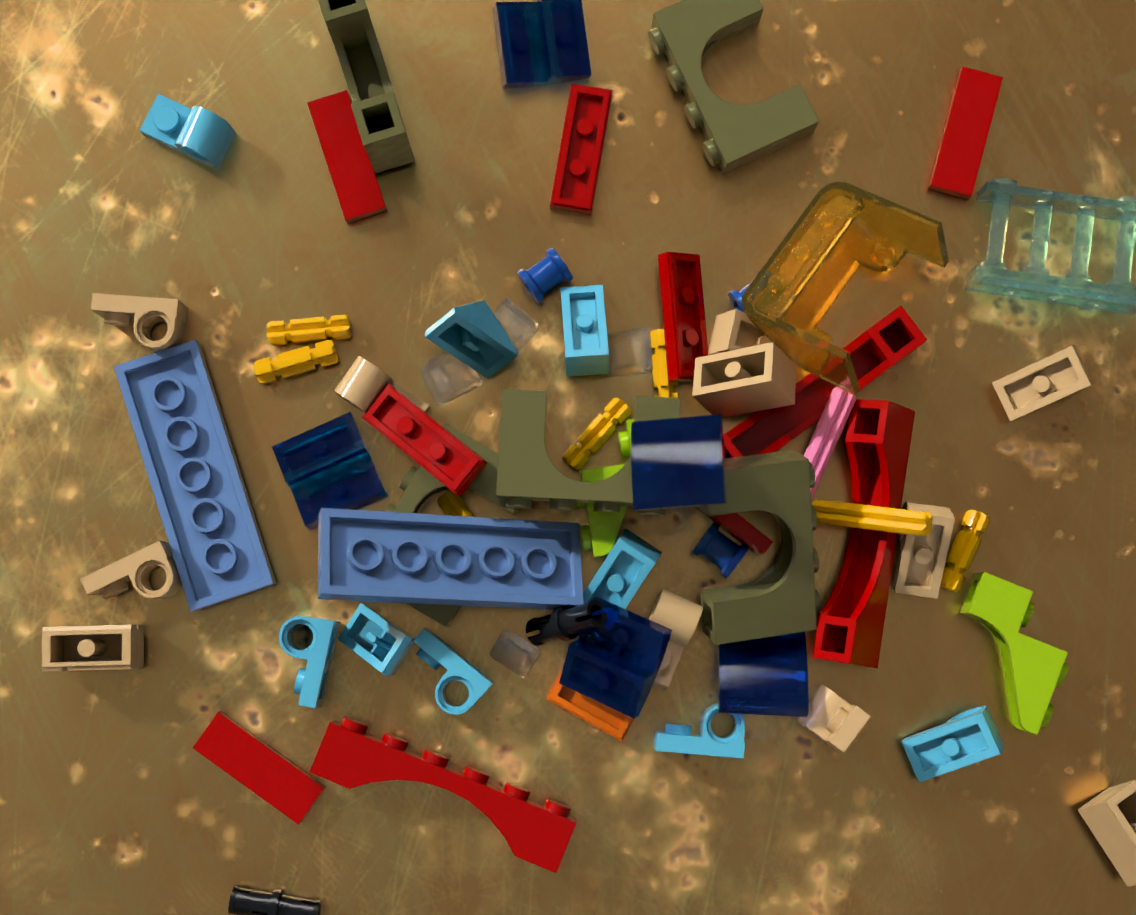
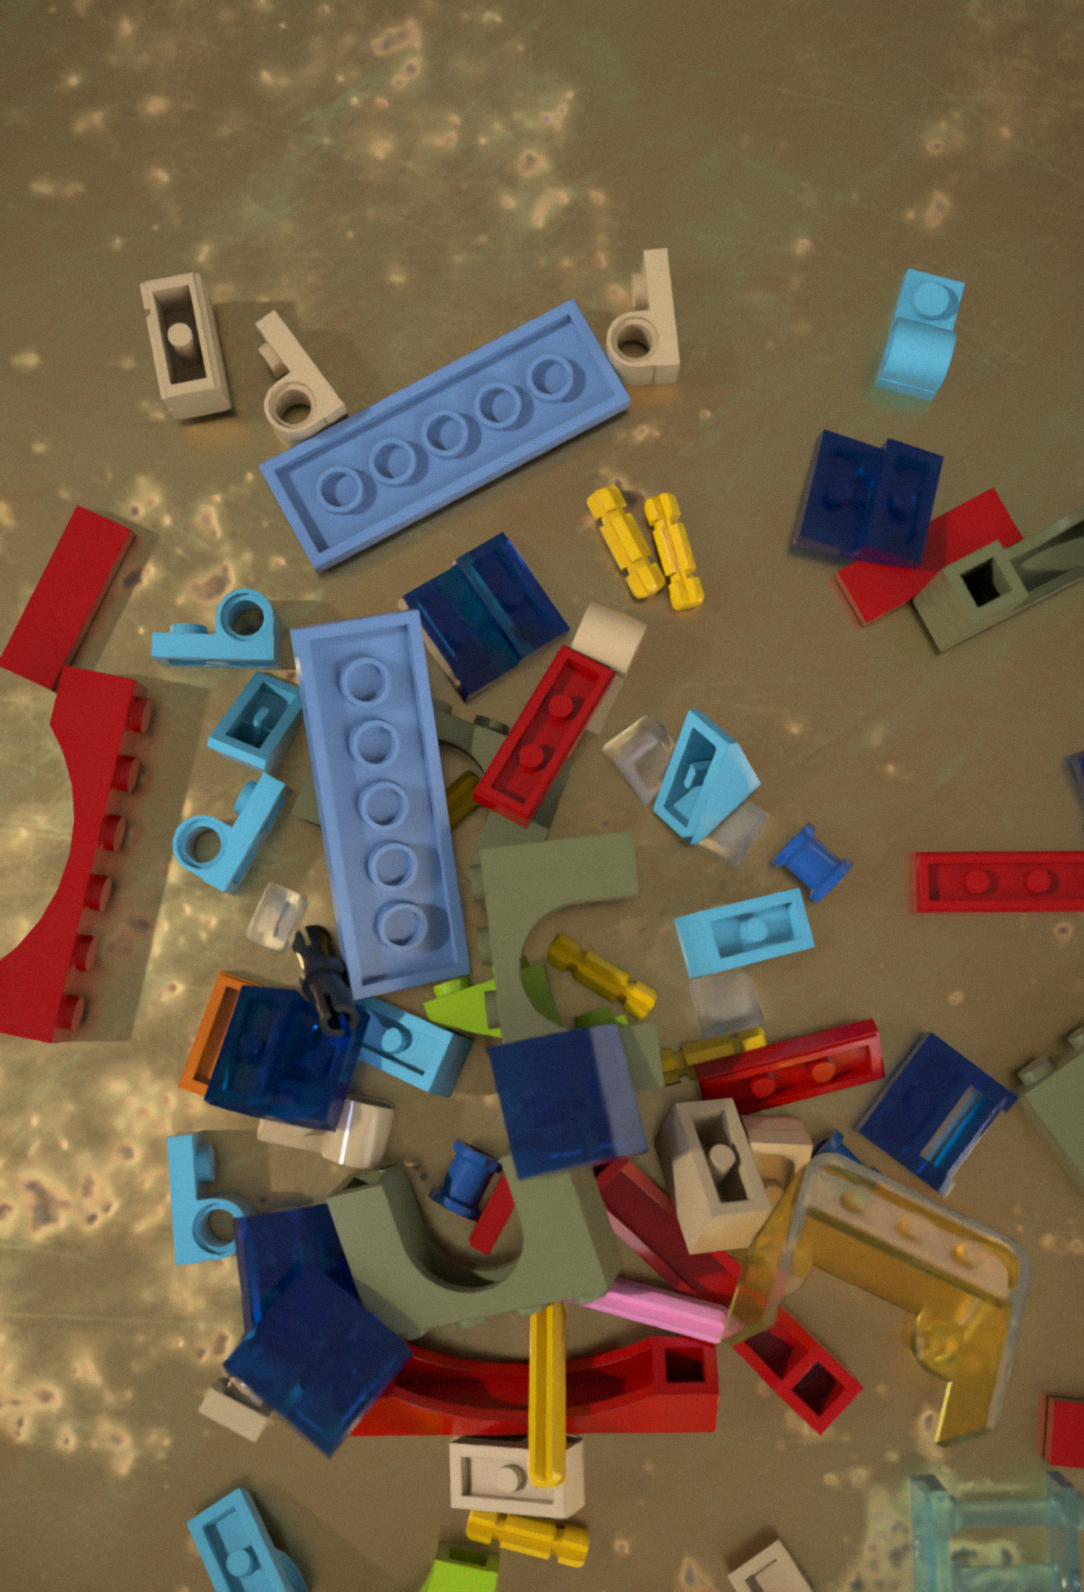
camera: 80 degrees right, 0 degrees up
(299, 189) = (868, 500): none -> clear blue slope
(719, 234) = (919, 1103): none -> clear blue plate
(823, 666) = (318, 1360): none -> clear blue slope

